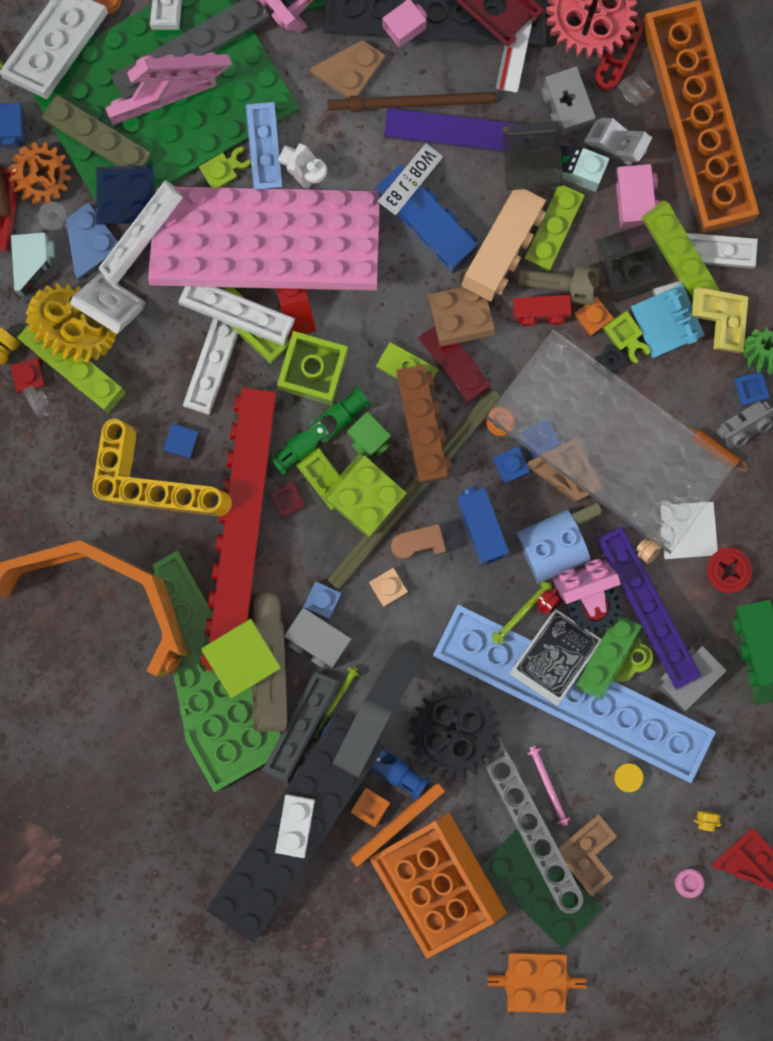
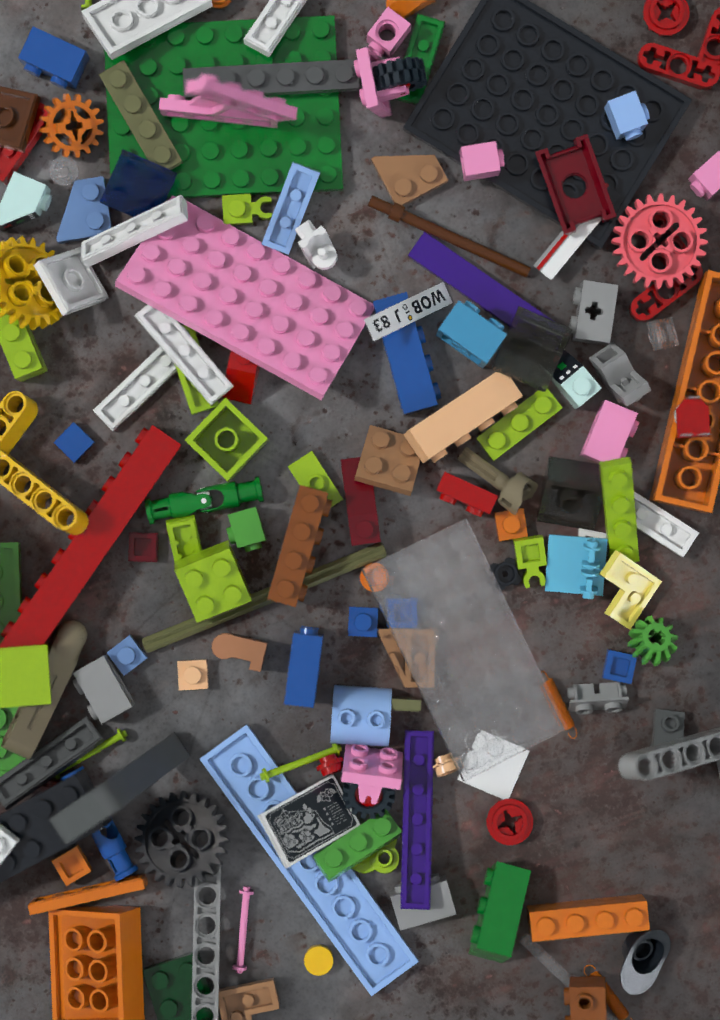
camera: 25 degrees right, 5 degrees up
(474, 170) = (471, 333): none -> dark azure brick
(699, 141) = (692, 418): none -> red piece

